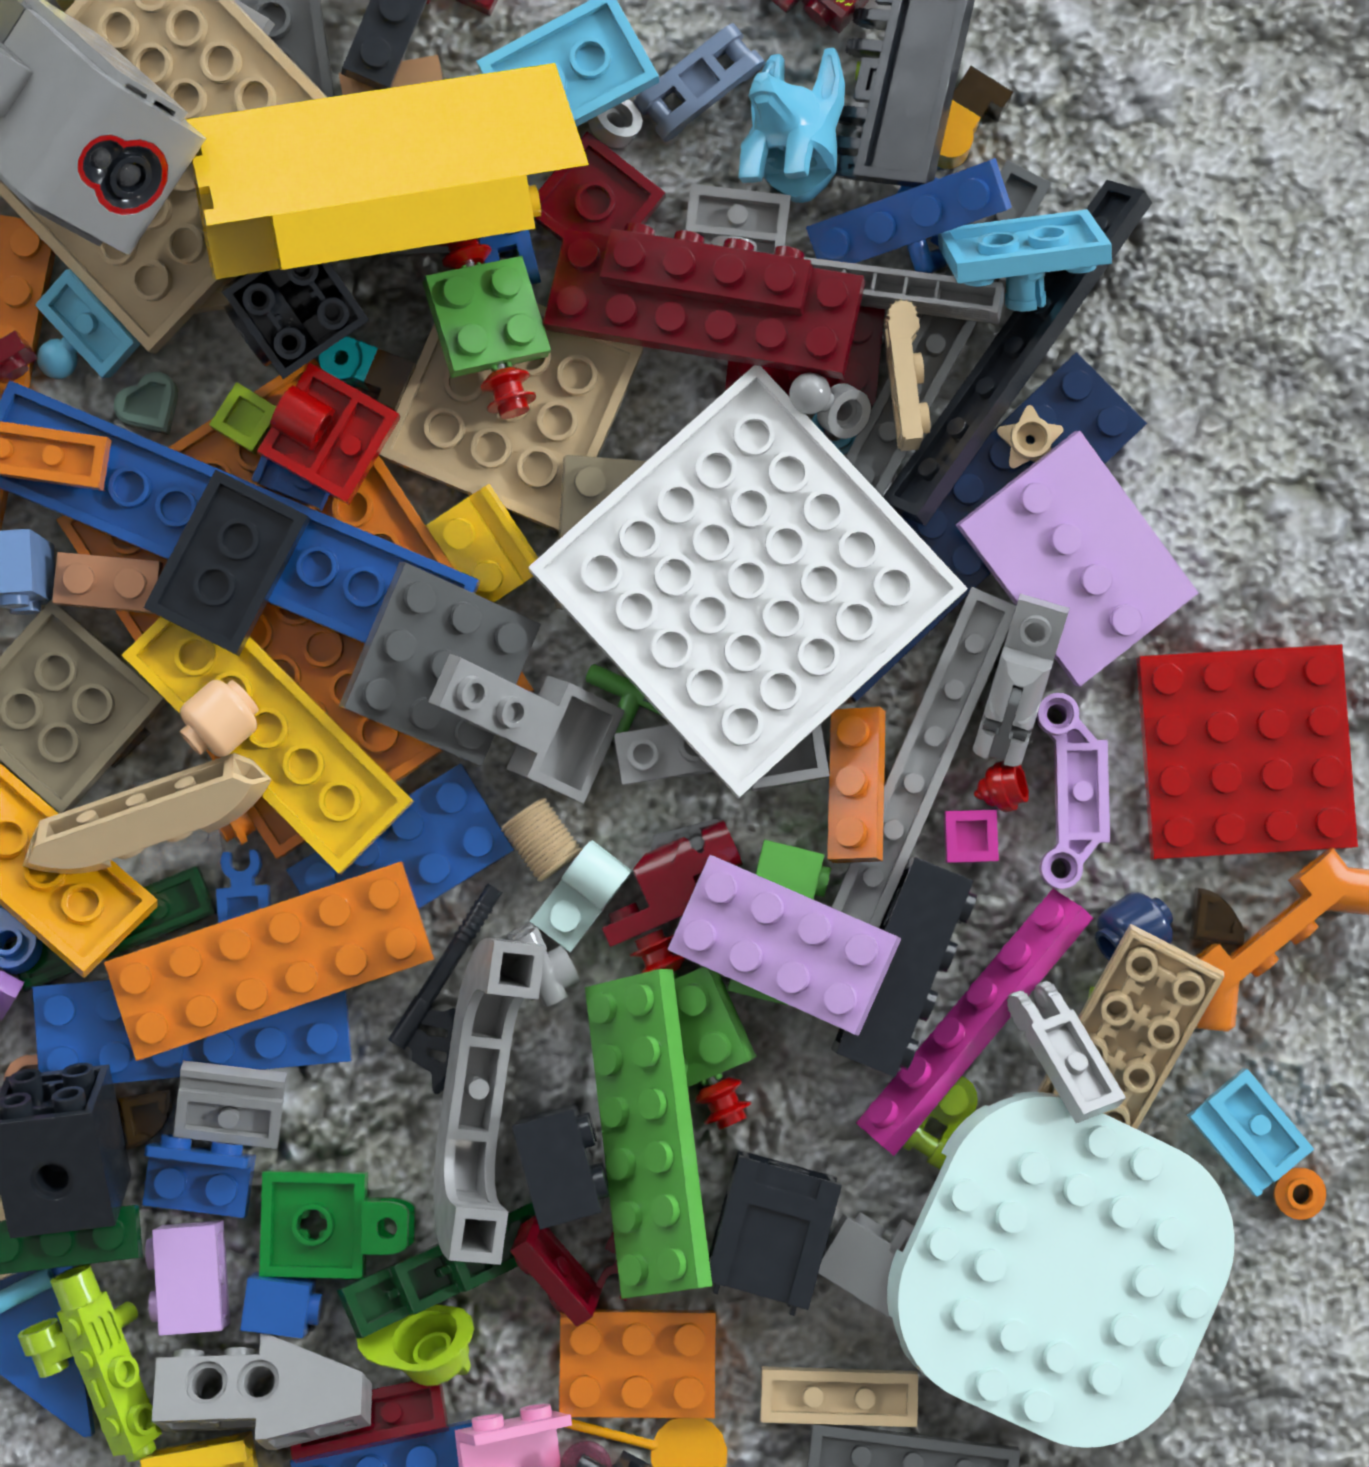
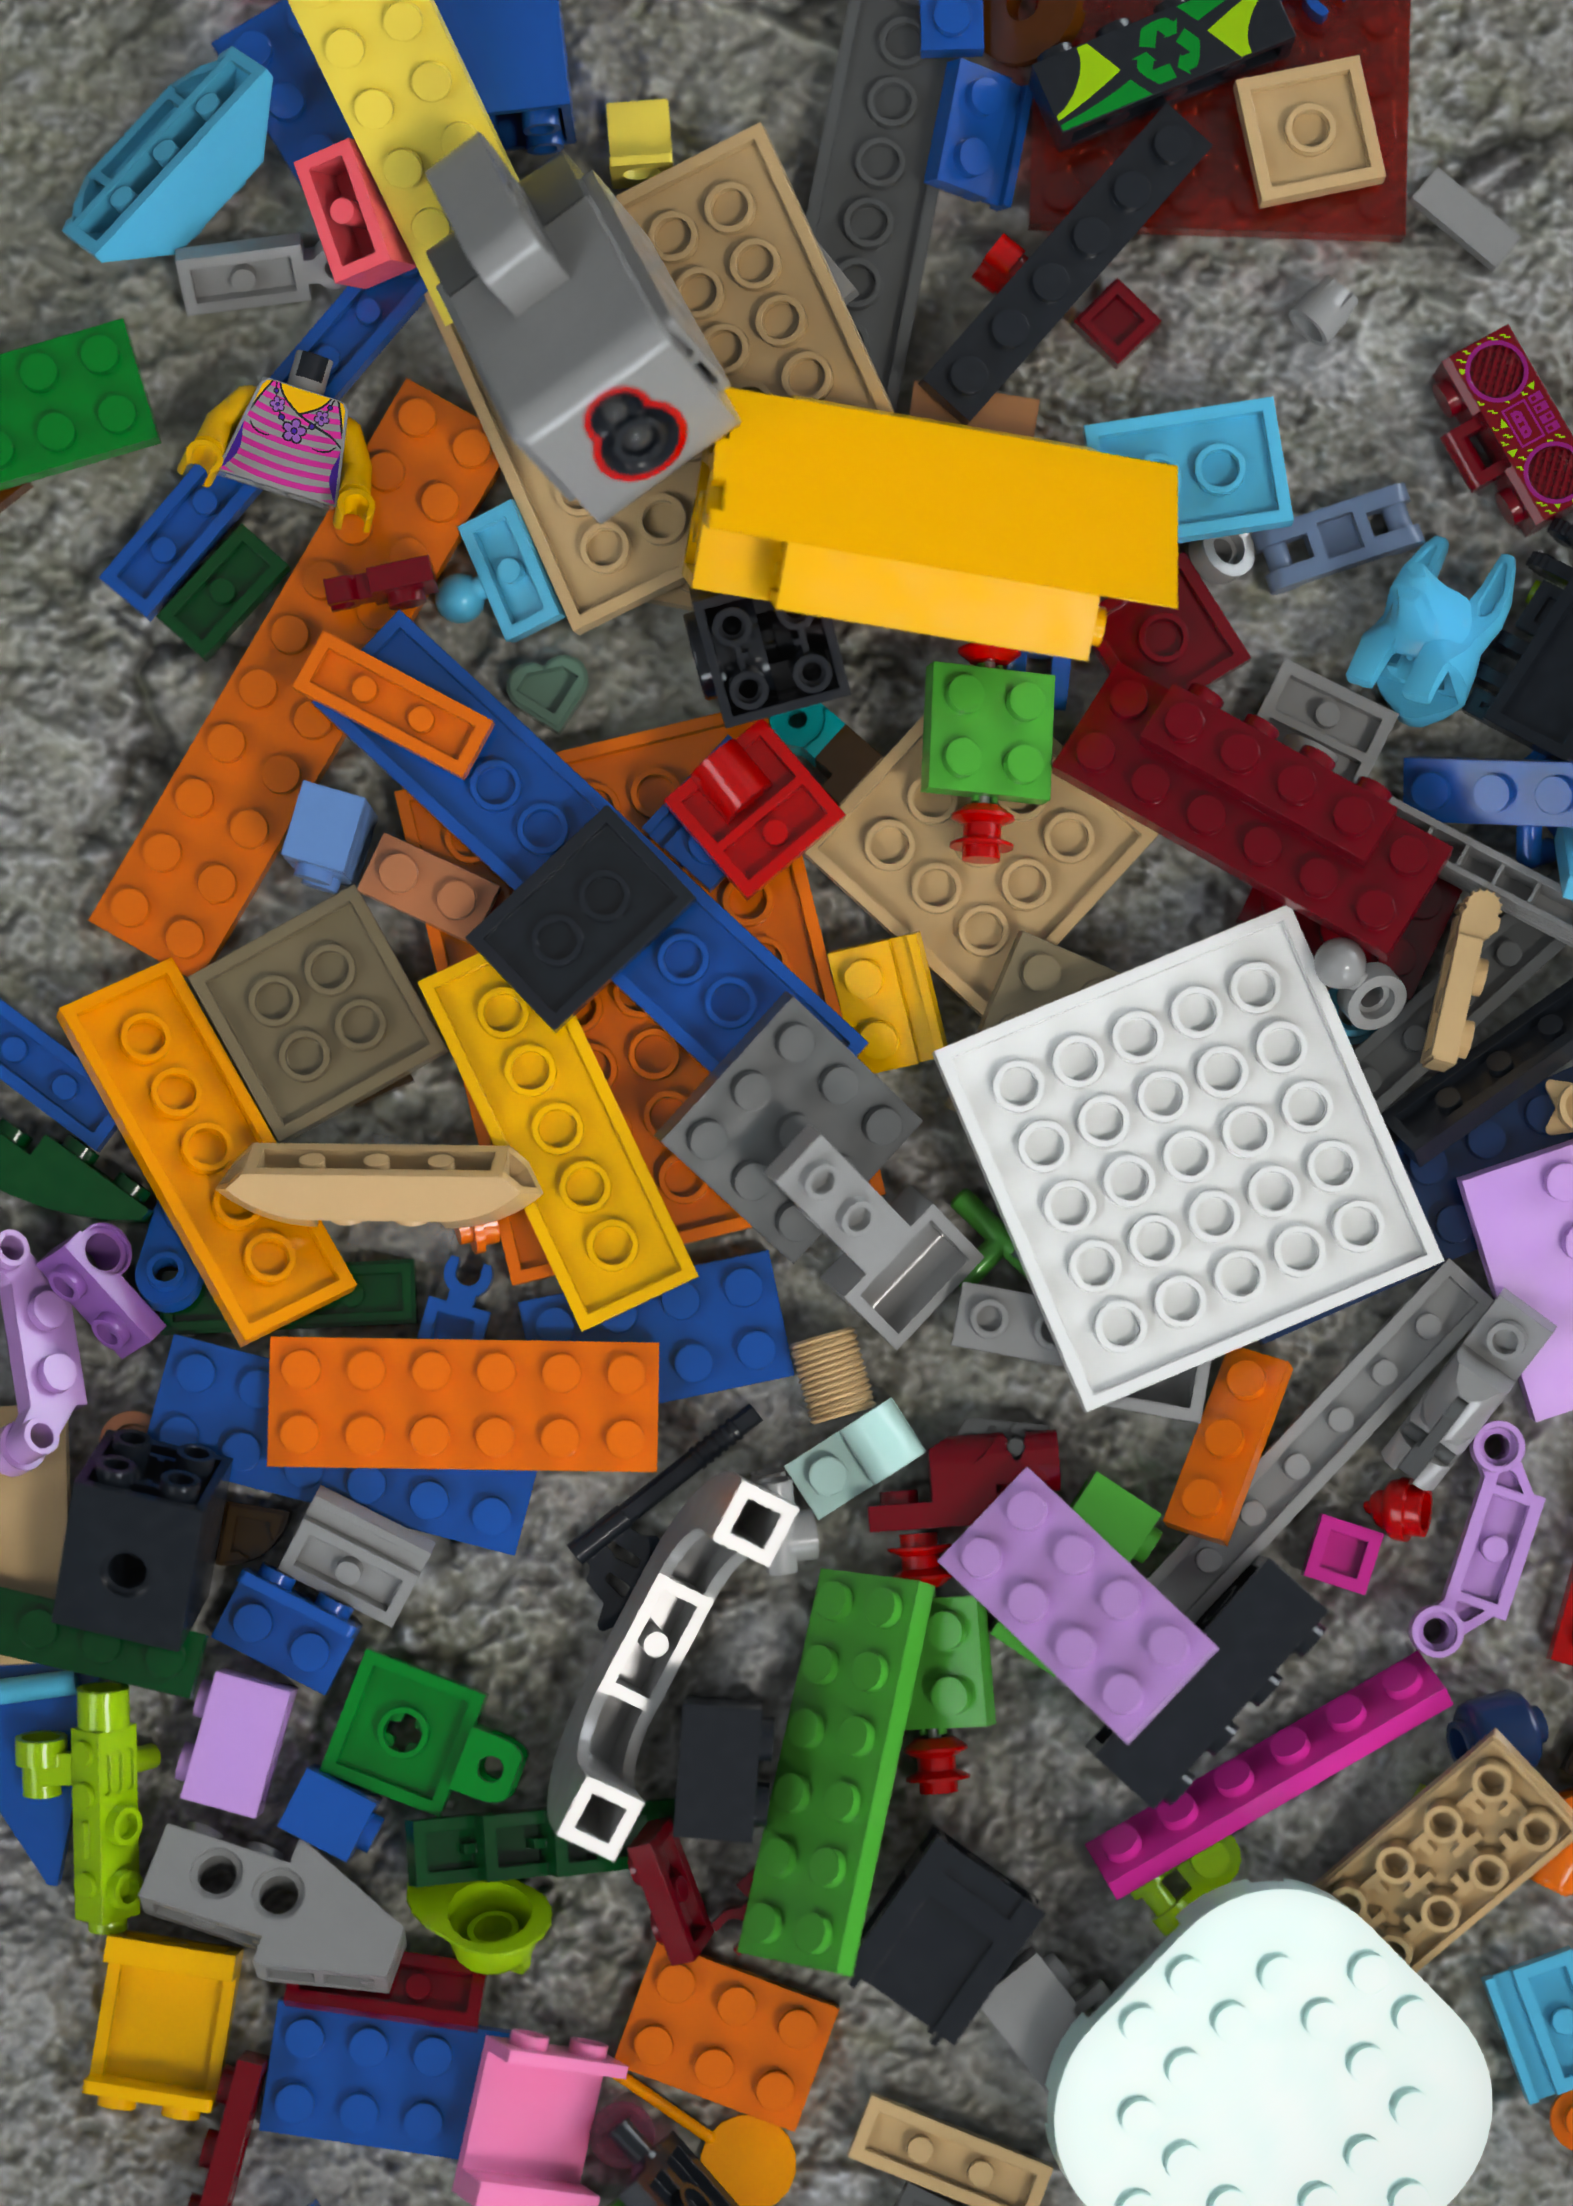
camera: 20 degrees right, 0 degrees up
(218, 718) = (507, 1099): light nougat head -> none
(244, 418) = (660, 752): lime plate -> none
(1066, 1052) = (1365, 1852): hinge -> none

